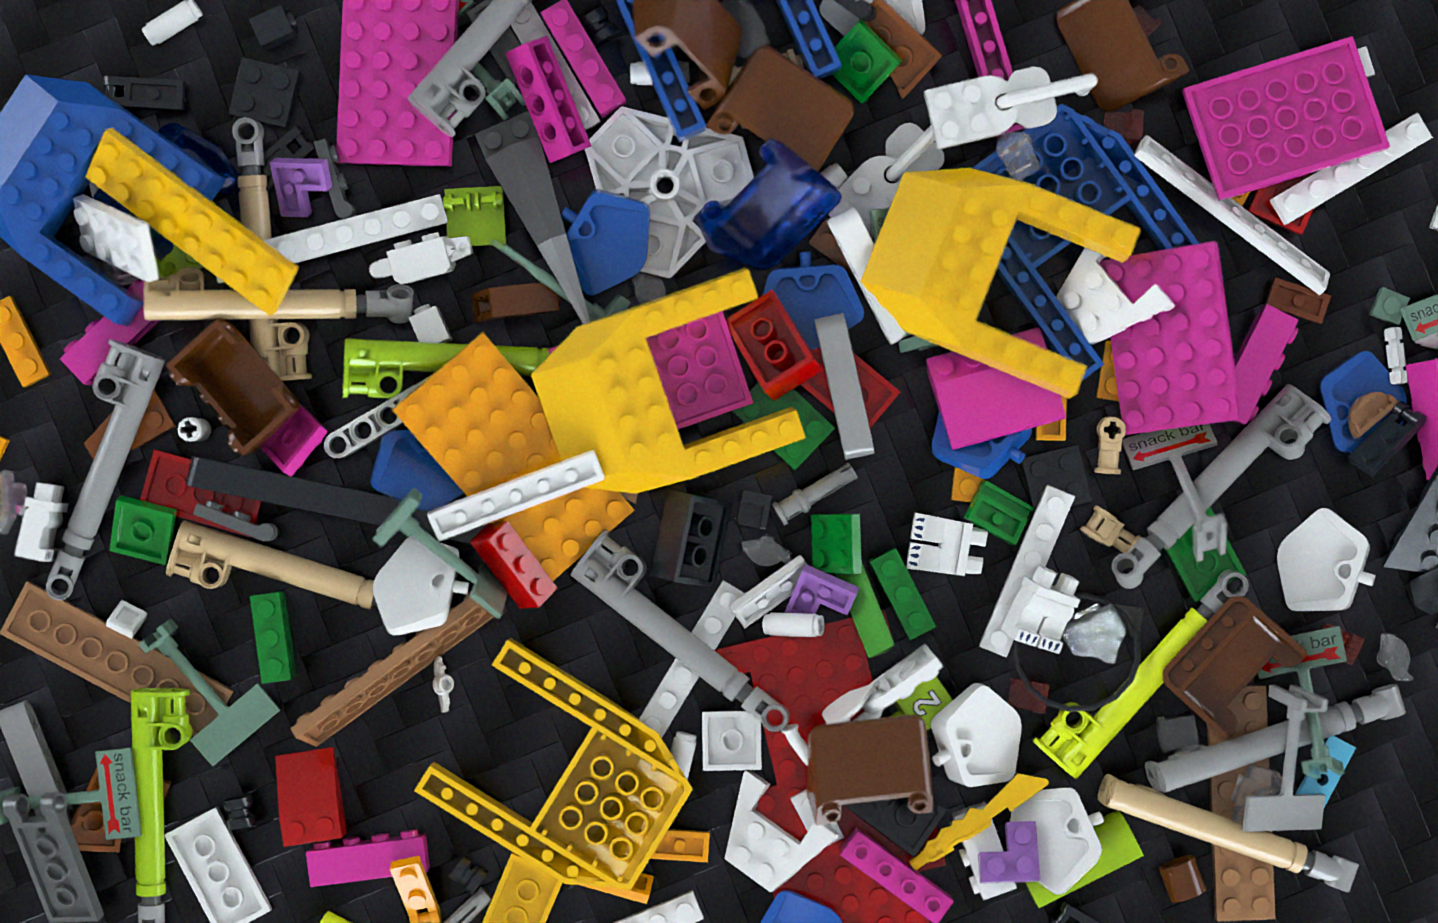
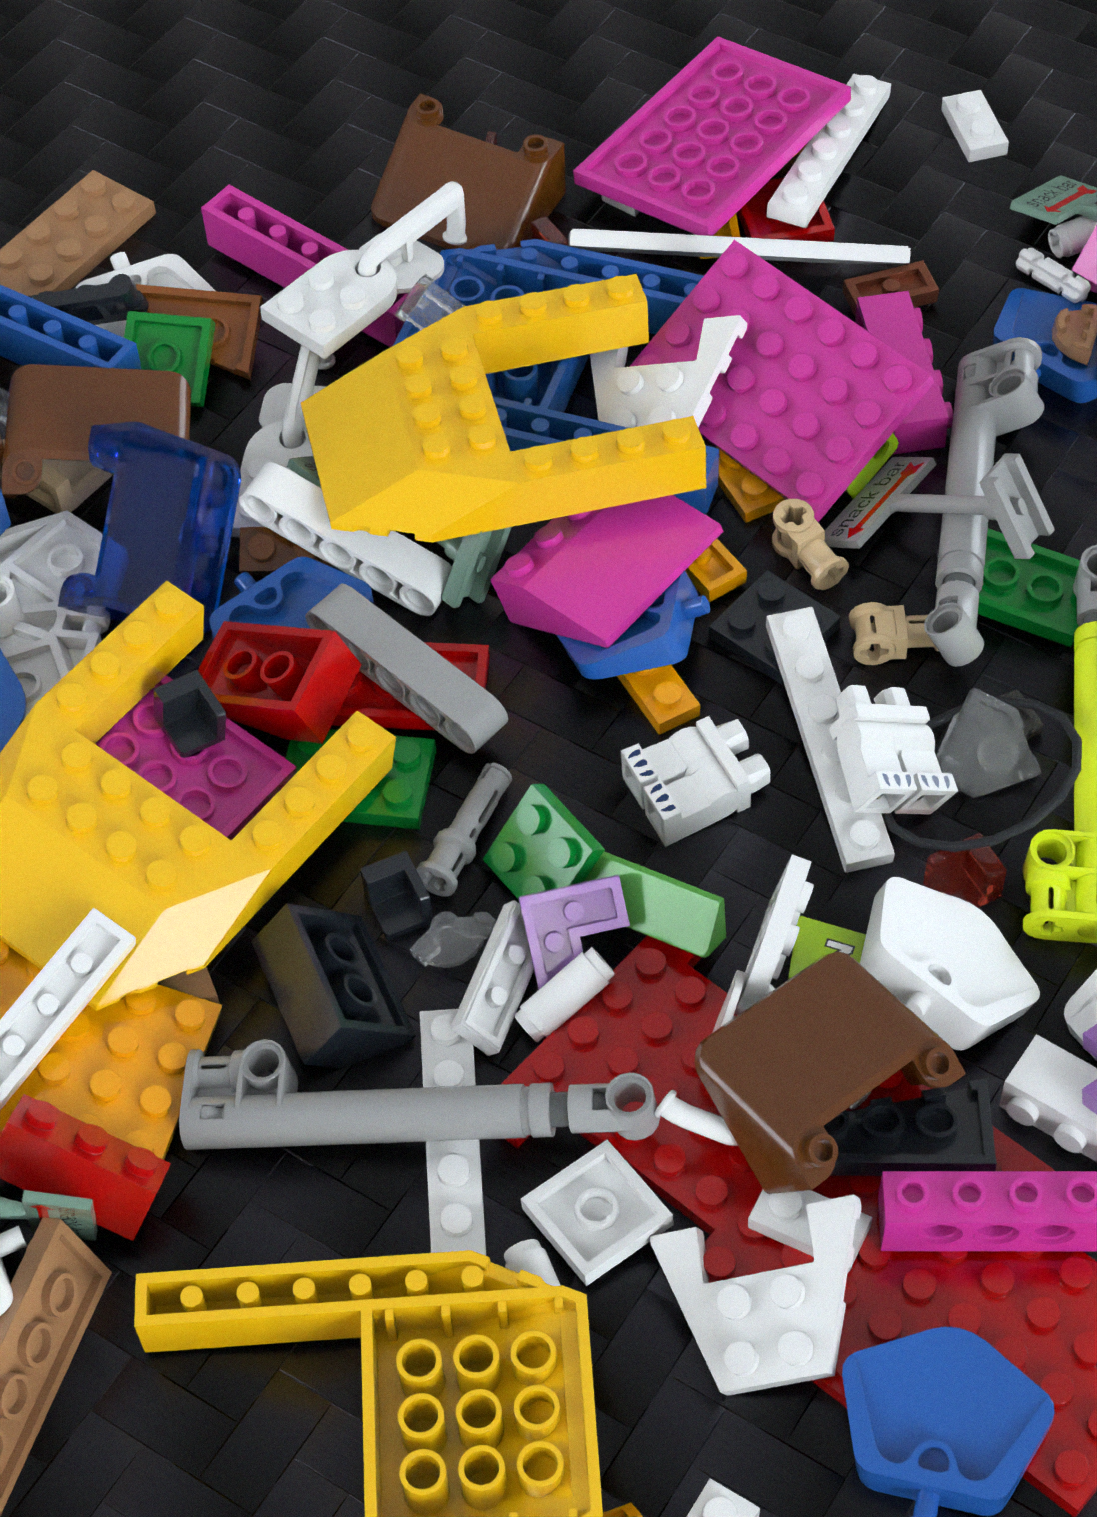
camera: 30 degrees left, 35 degrees down
(442, 684) = (80, 1440): white piece -> none
(683, 846) = (641, 1417): light orange plate -> none
(714, 347) = (189, 714): none -> black panel
(902, 593) = (689, 857): green brick -> none
(976, 820) = (1040, 1061): yellow sword -> none
(998, 512) = (733, 694): green plate -> none
(1388, 306) = (998, 242): sand green plate -> none

